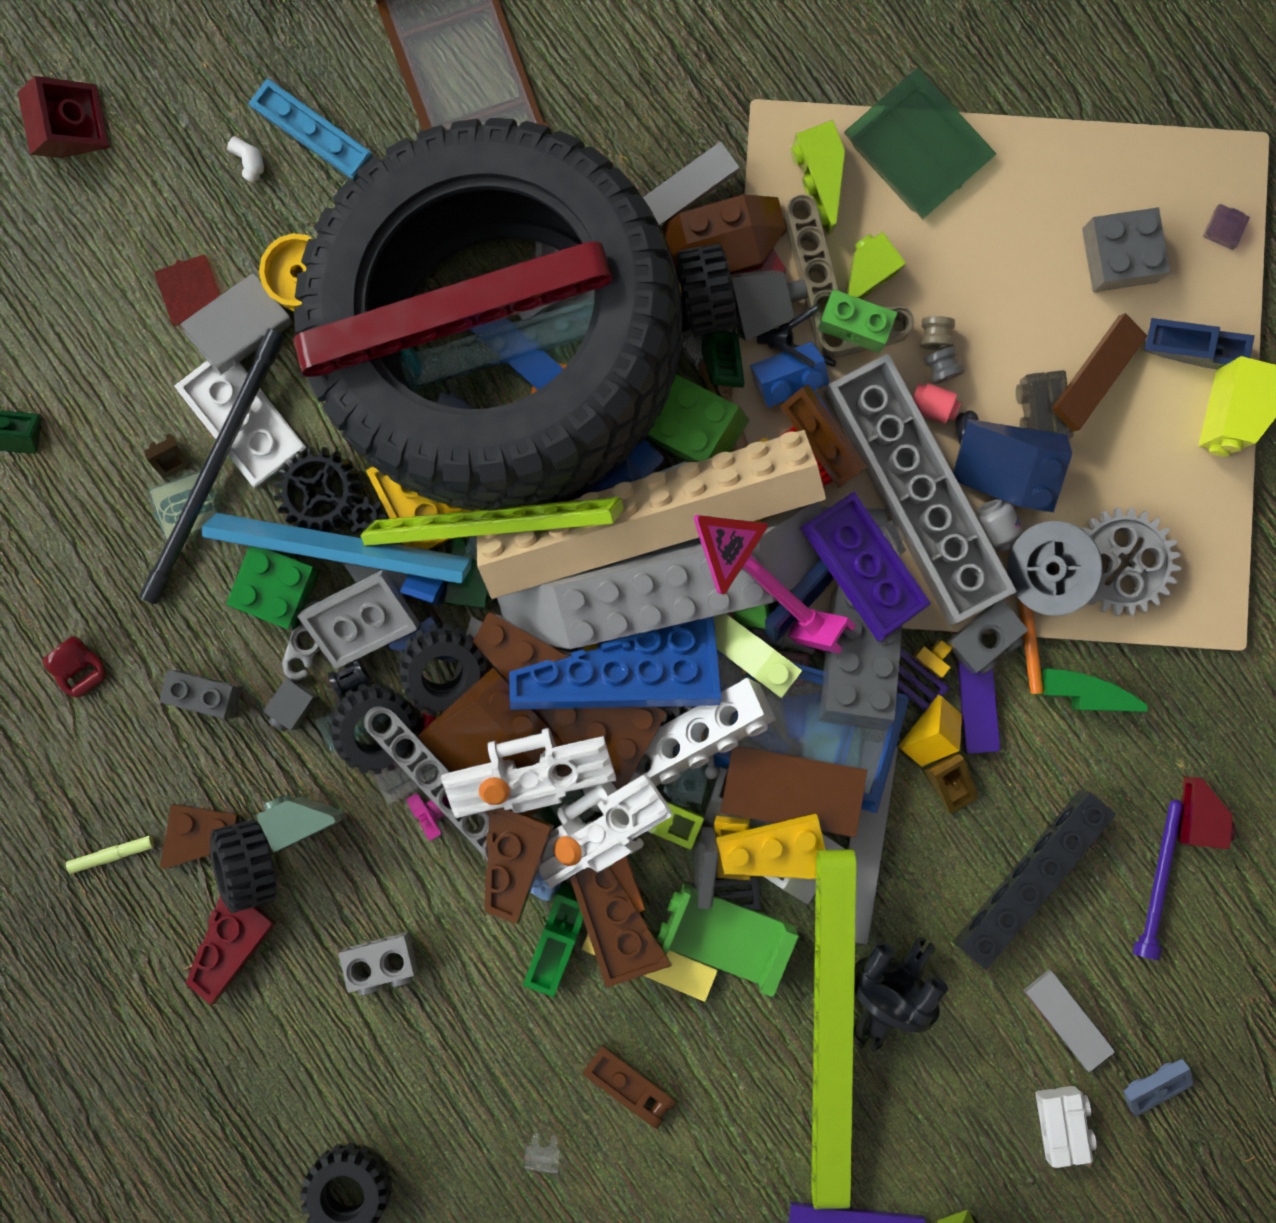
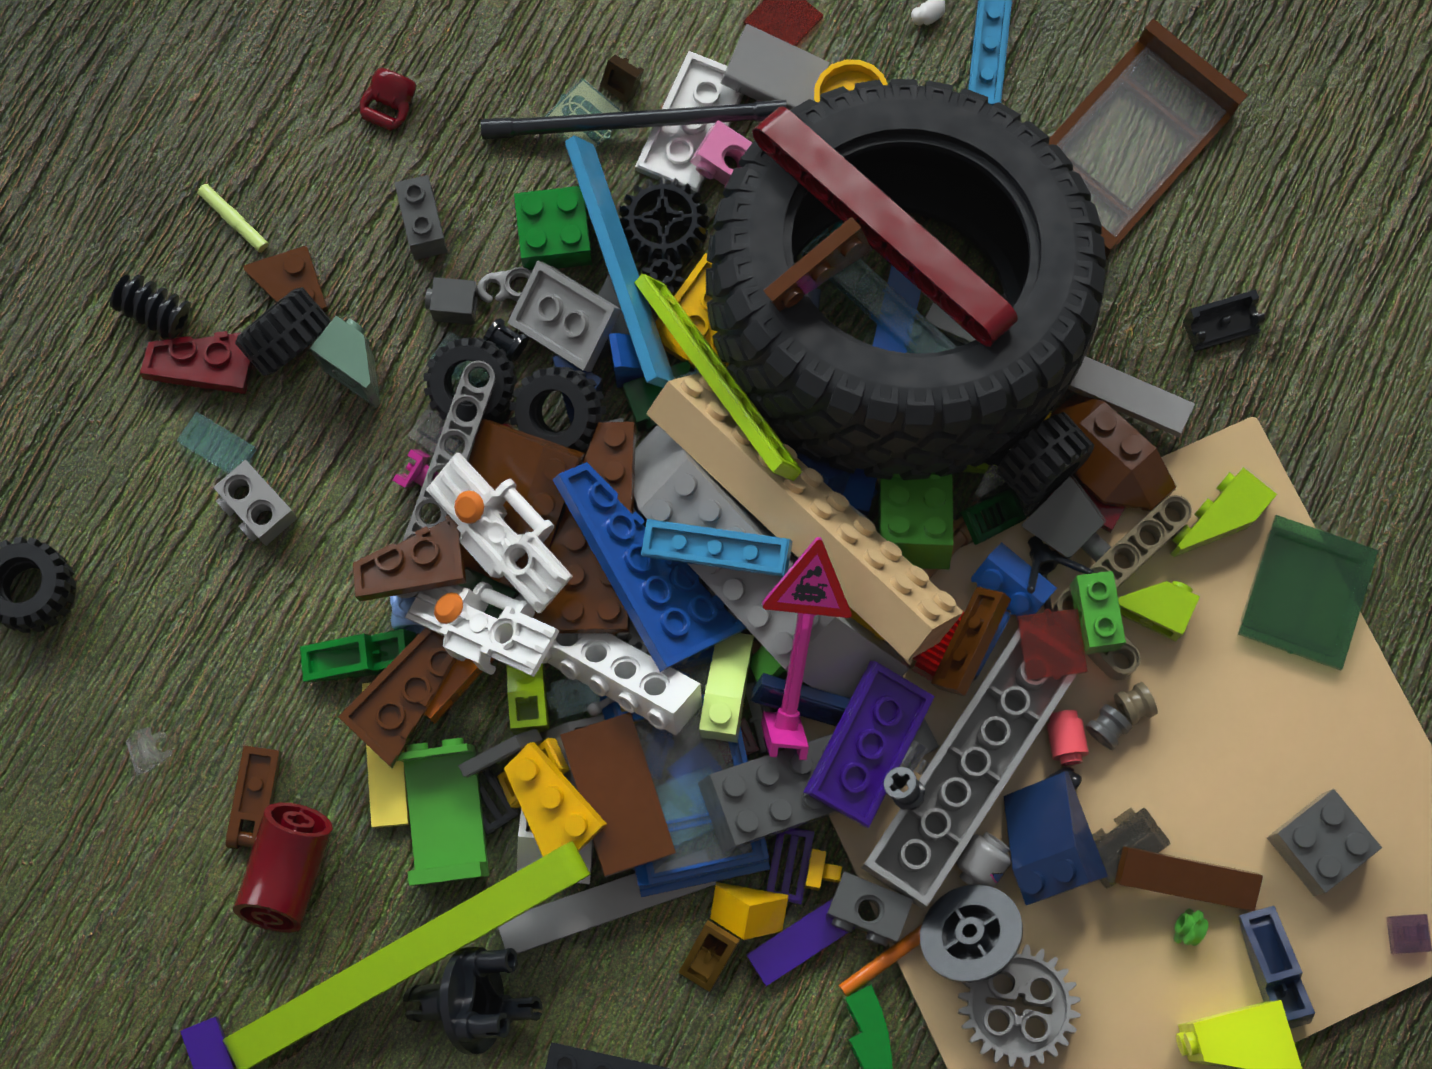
camera: 60 degrees right, 10 degrees down
(155, 967) = (150, 307): none -> black piece
(280, 417) = (717, 144): none -> bright pink brick
(307, 968) = (215, 443): none -> clear light blue tile
(463, 386) = (820, 264): none -> reddish brown wing
(645, 603) = (716, 548): none -> dark azure tile
(659, 77) = (1223, 321): none -> black hinge
(700, 1090) = (283, 867): none -> dark red brick
(861, 372) = (1052, 644): none -> clear red piece
(913, 567) = (896, 780): none -> black bush
(1134, 392) = (1190, 927): none -> bright green plate

